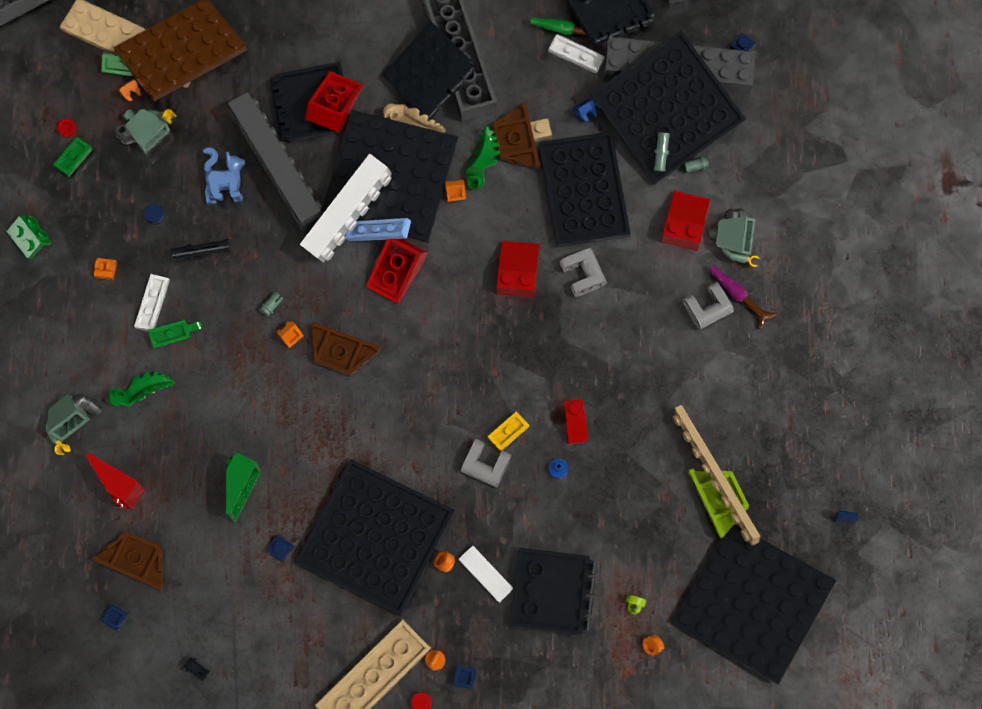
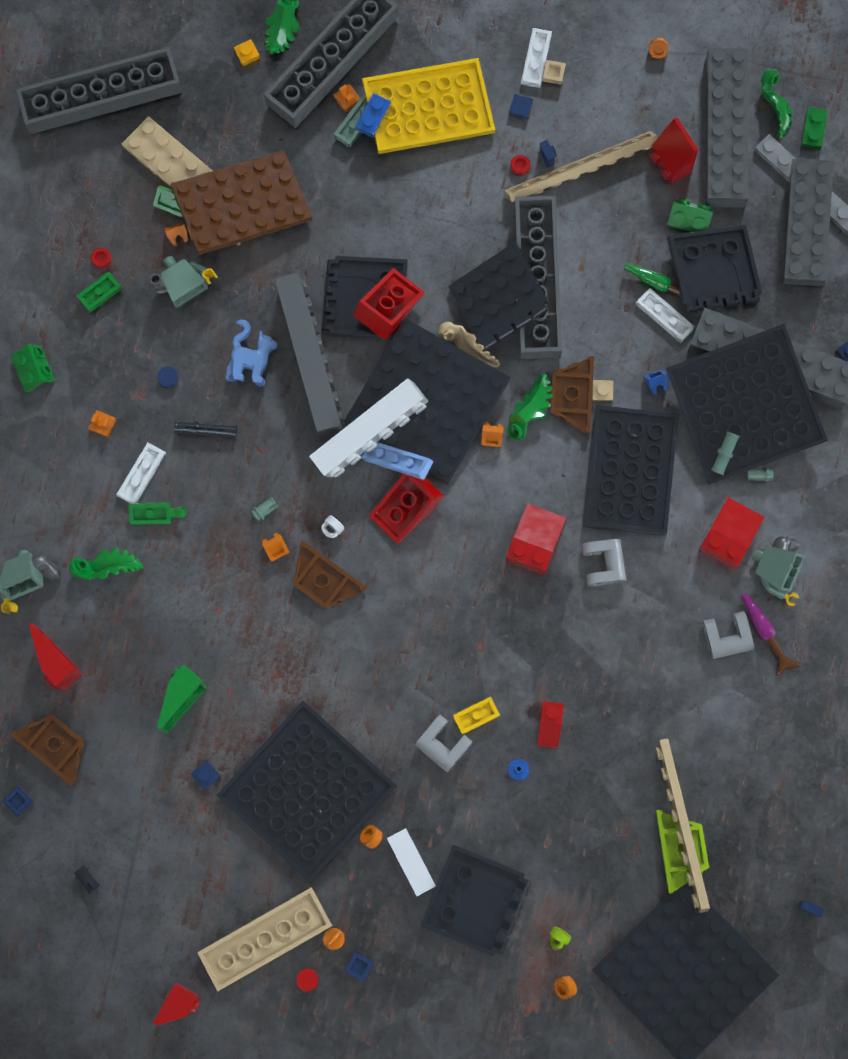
camera: 20 degrees right, 5 degrees up
(337, 301) = (334, 524): none -> white tile

